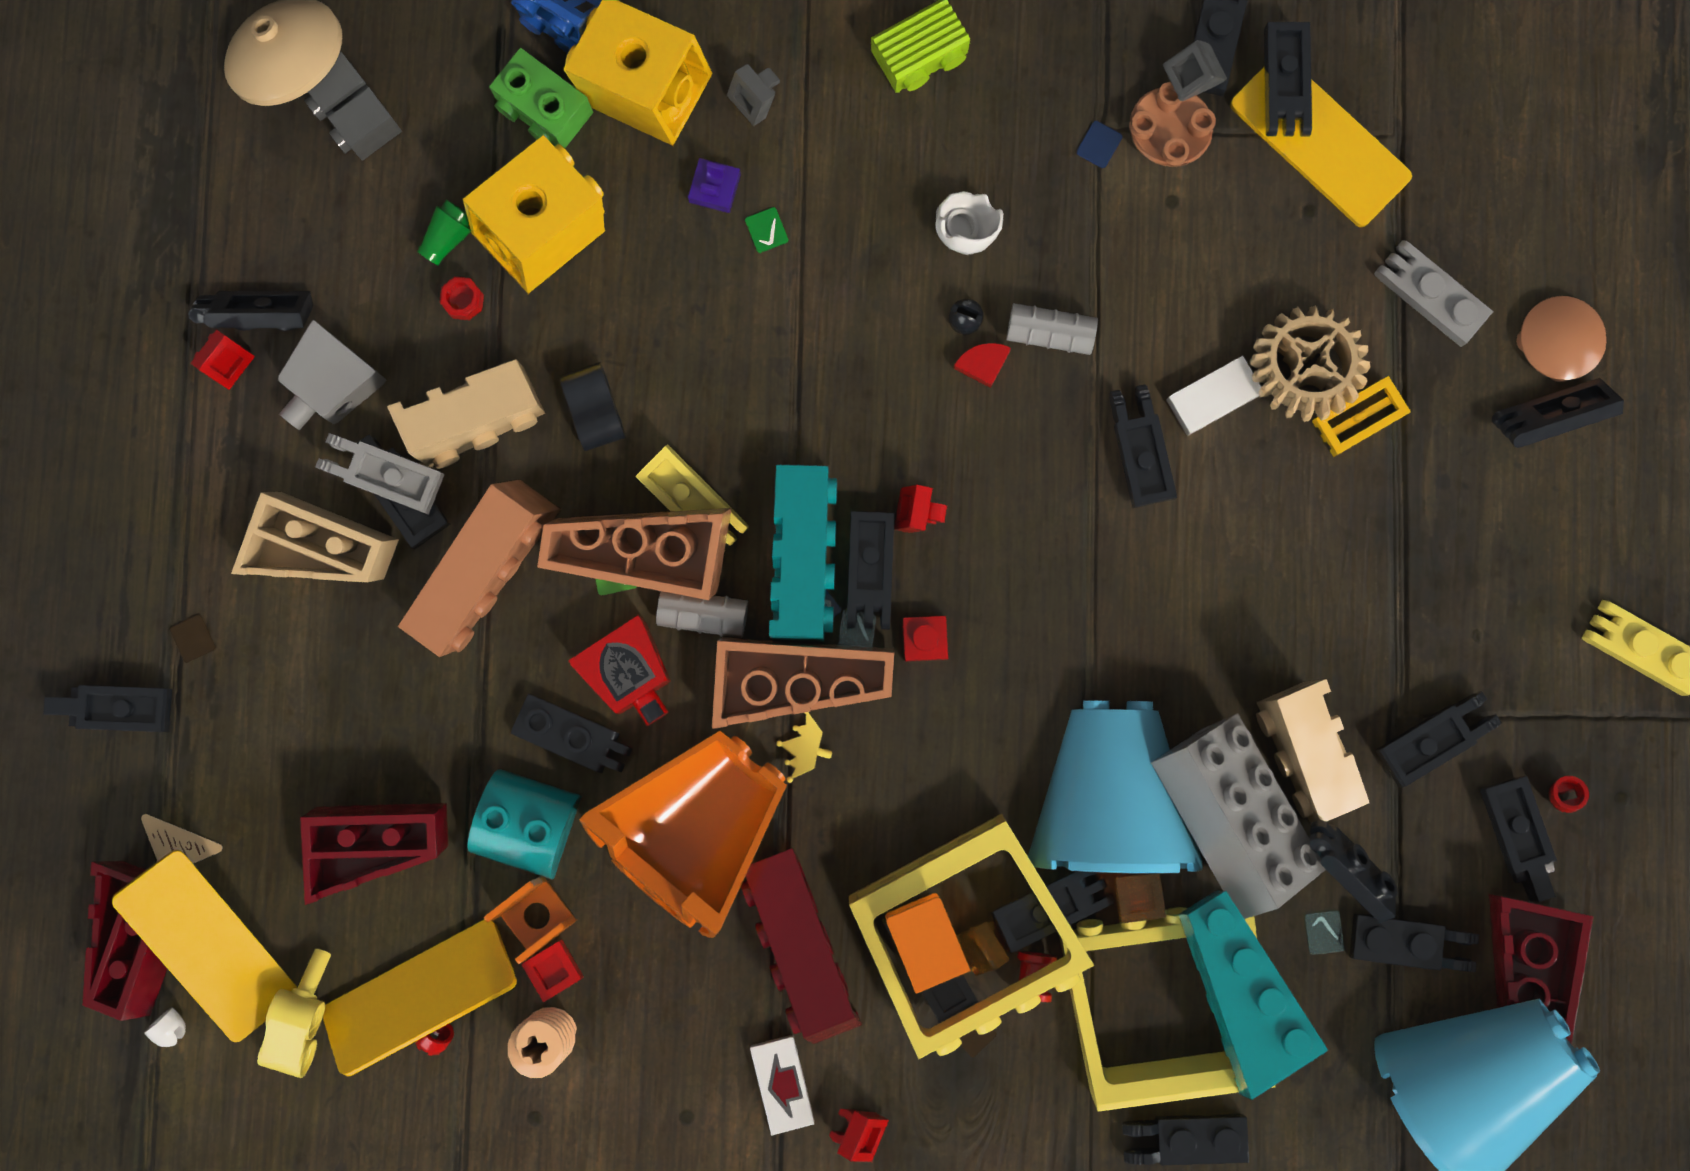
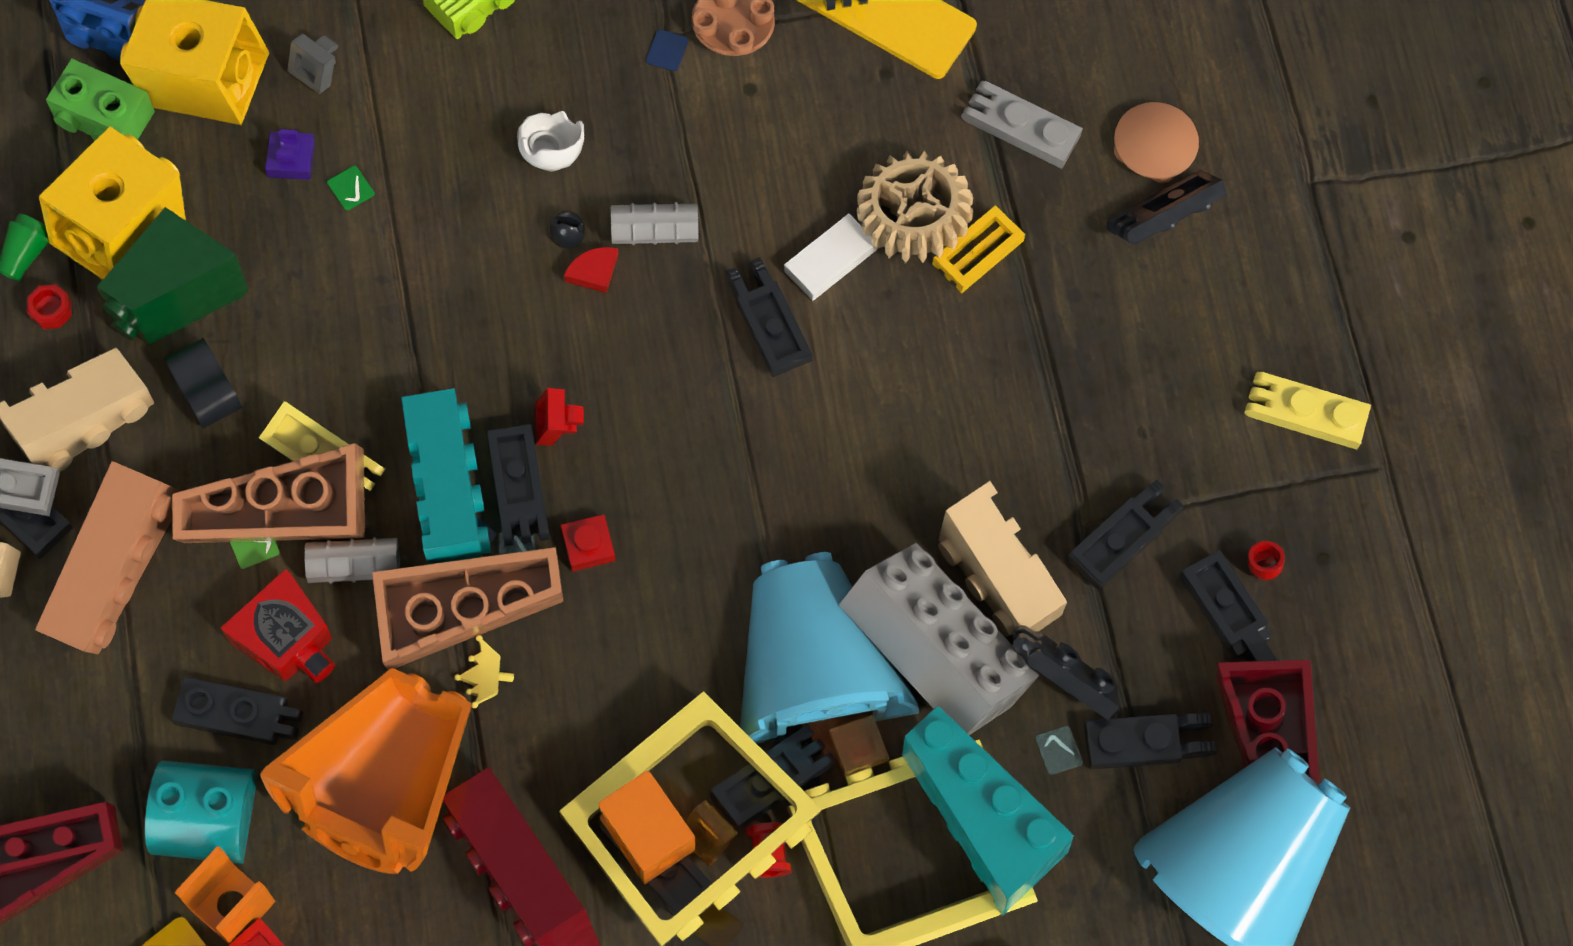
camera: 20 degrees left, 15 degrees down
(576, 299) = (170, 280): none -> dark green slope

